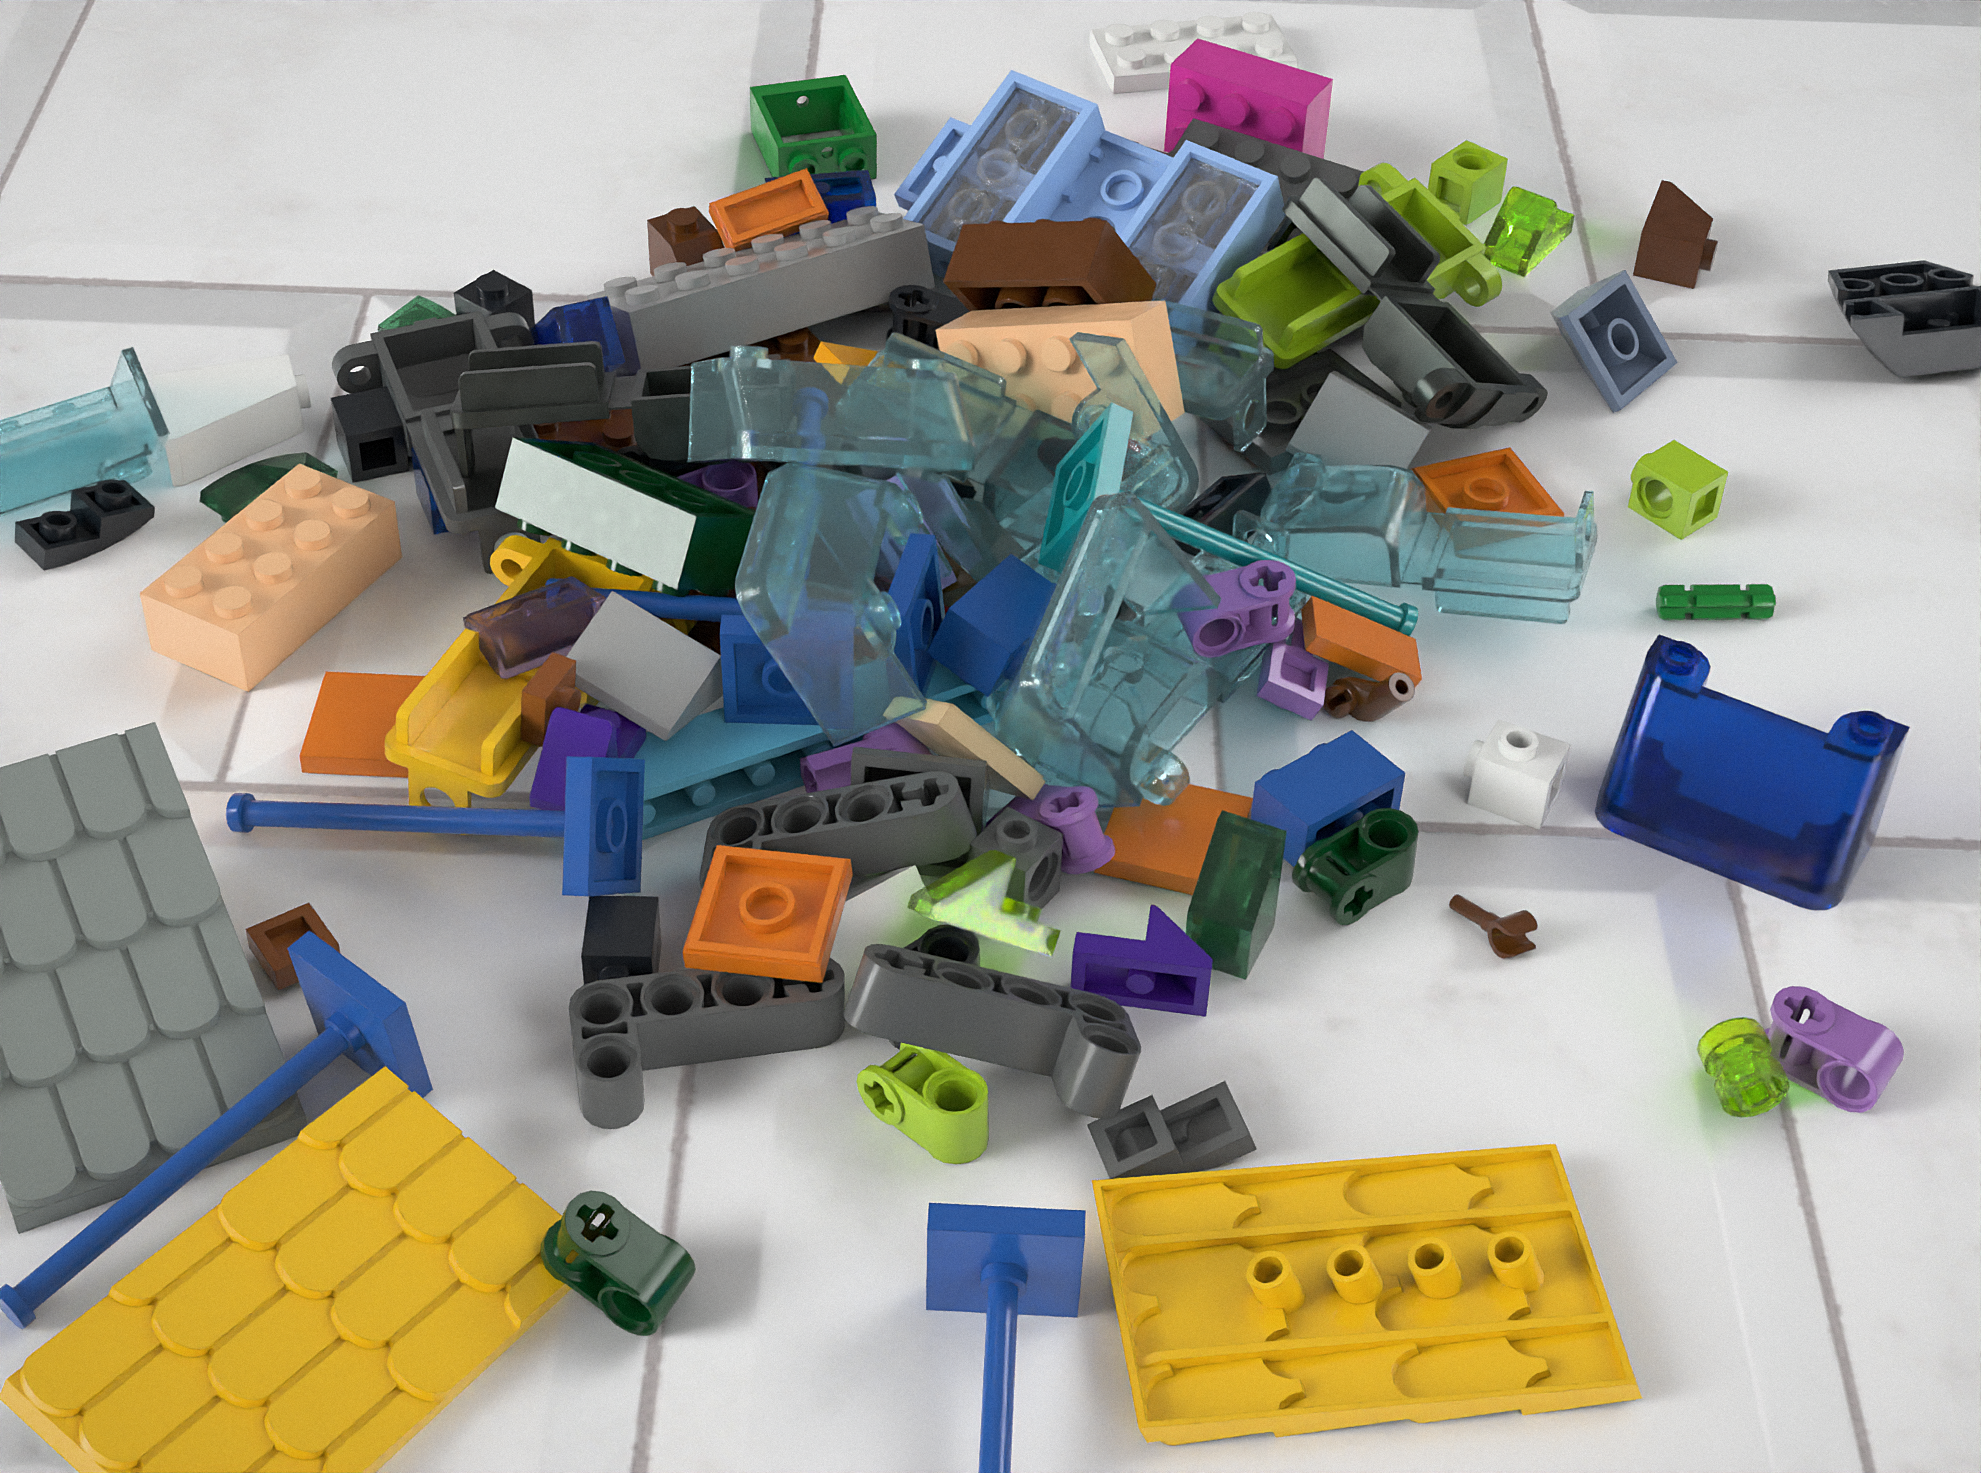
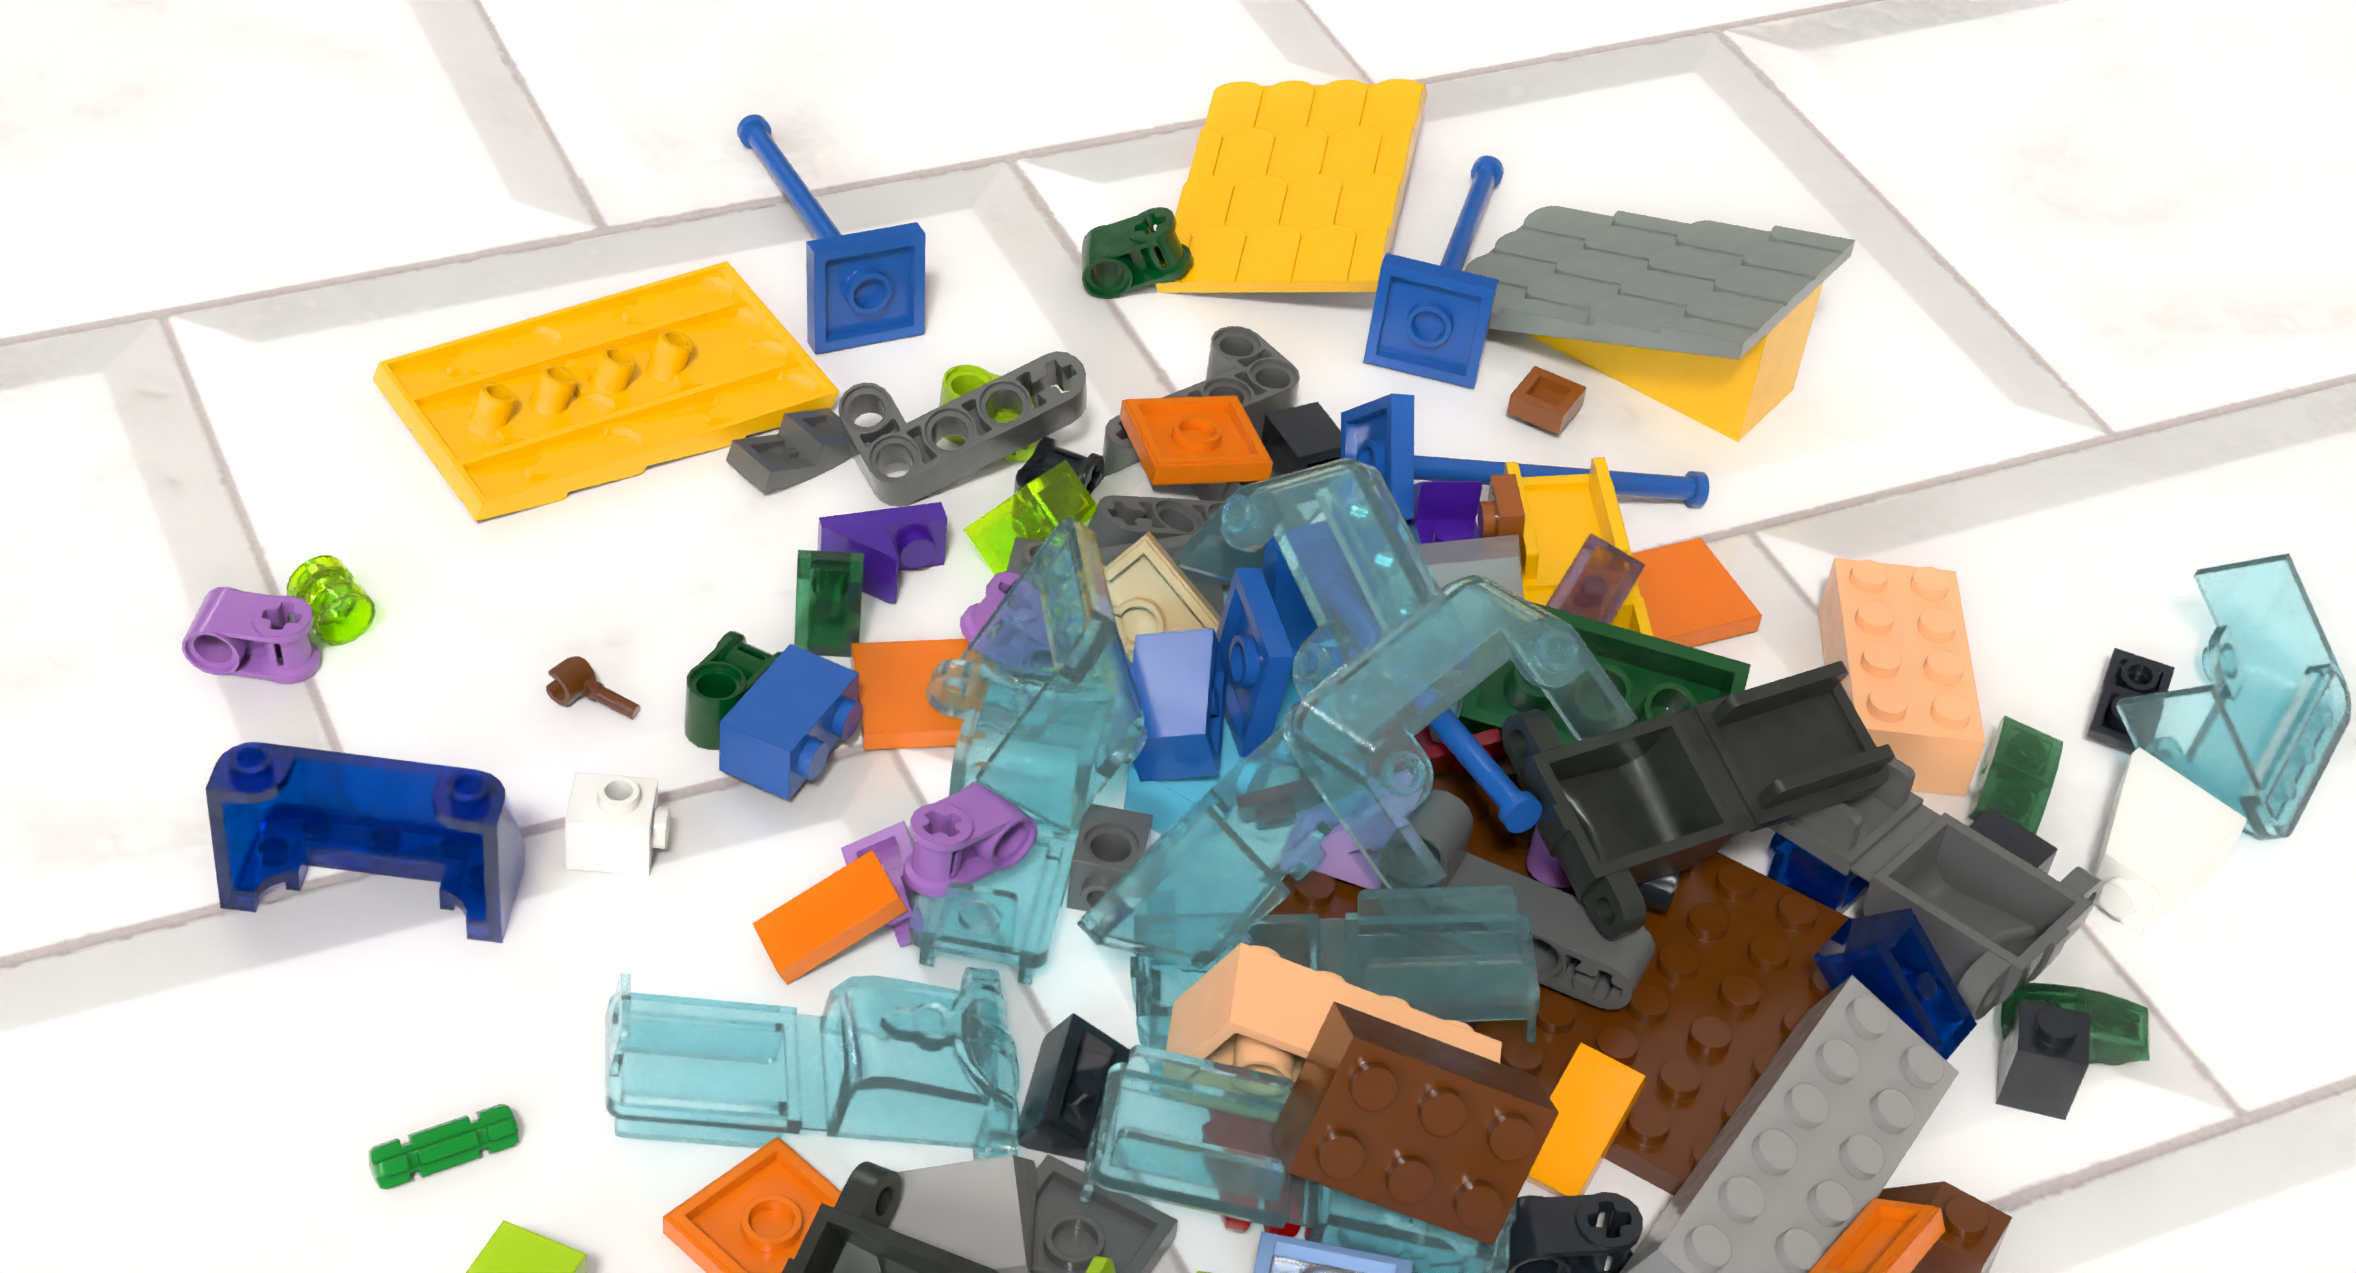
camera: 150 degrees right, 0 degrees up
(1096, 468) = (1154, 775): teal tile -> none
(1367, 699) = (783, 873): reddish brown arm -> none

